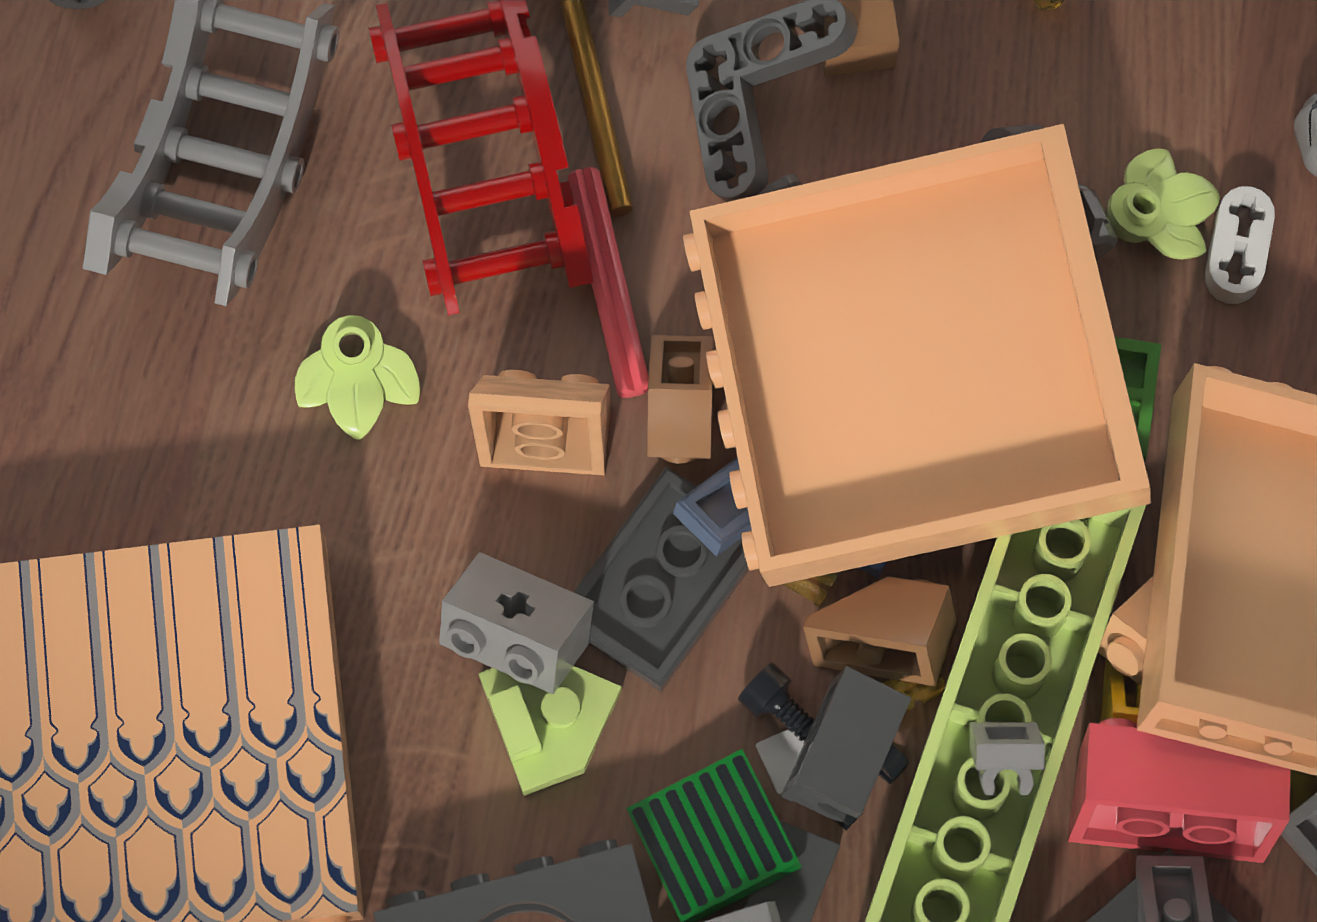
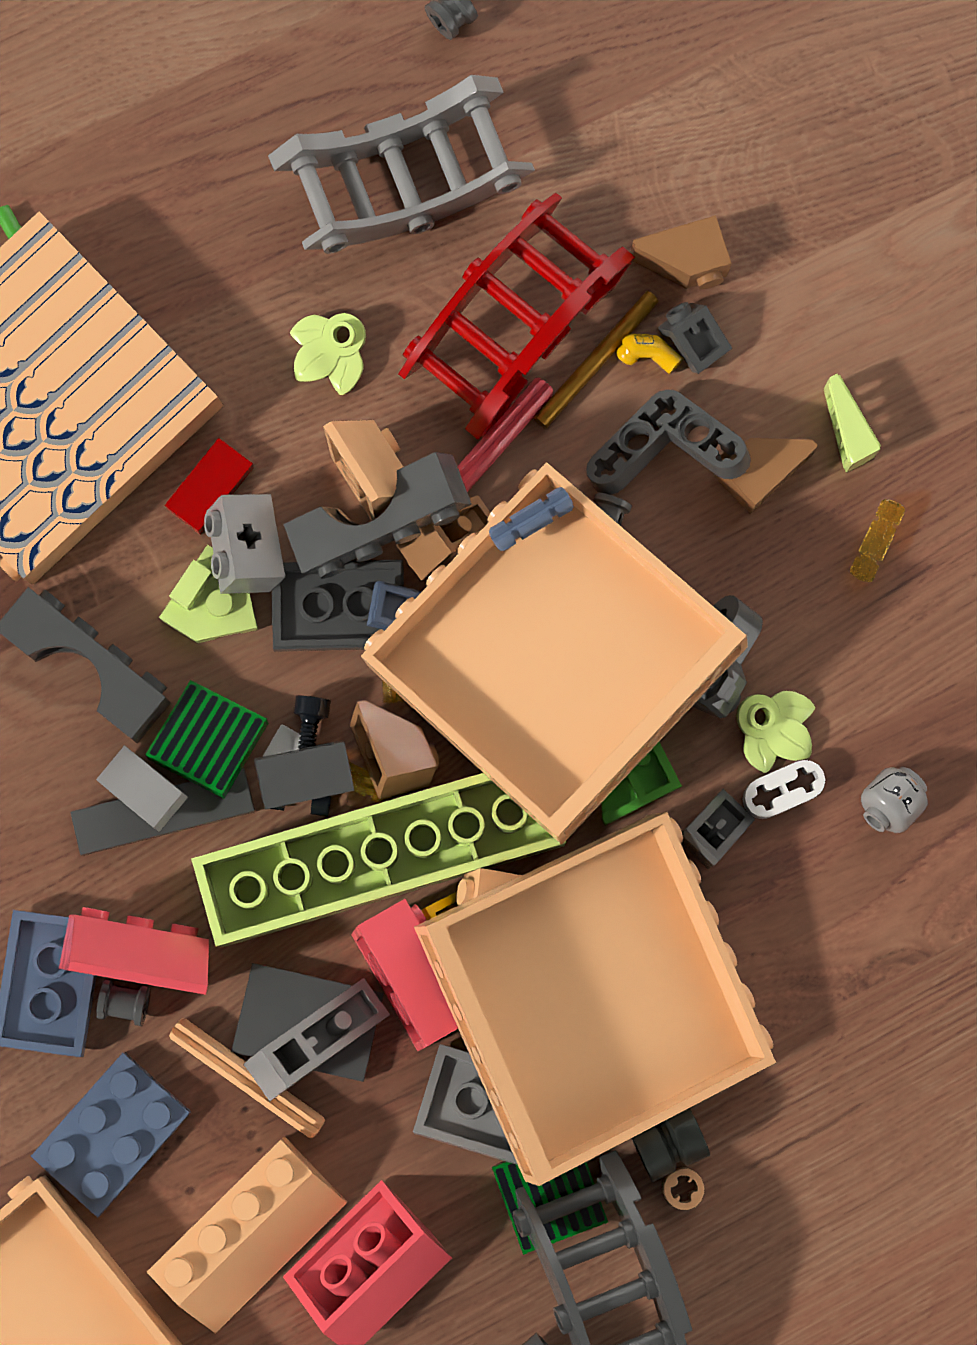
camera: 50 degrees right, 10 degrees up
(407, 624) = (215, 475): none -> red tile
(626, 35) = (651, 347): none -> yellow arm
(628, 359) = (424, 494): none -> dark grey arch
(745, 268) = (531, 519): none -> sand blue axle
(1007, 747) = (355, 862): light grey tile -> none
(1239, 340) = (716, 829): none -> dark grey slope

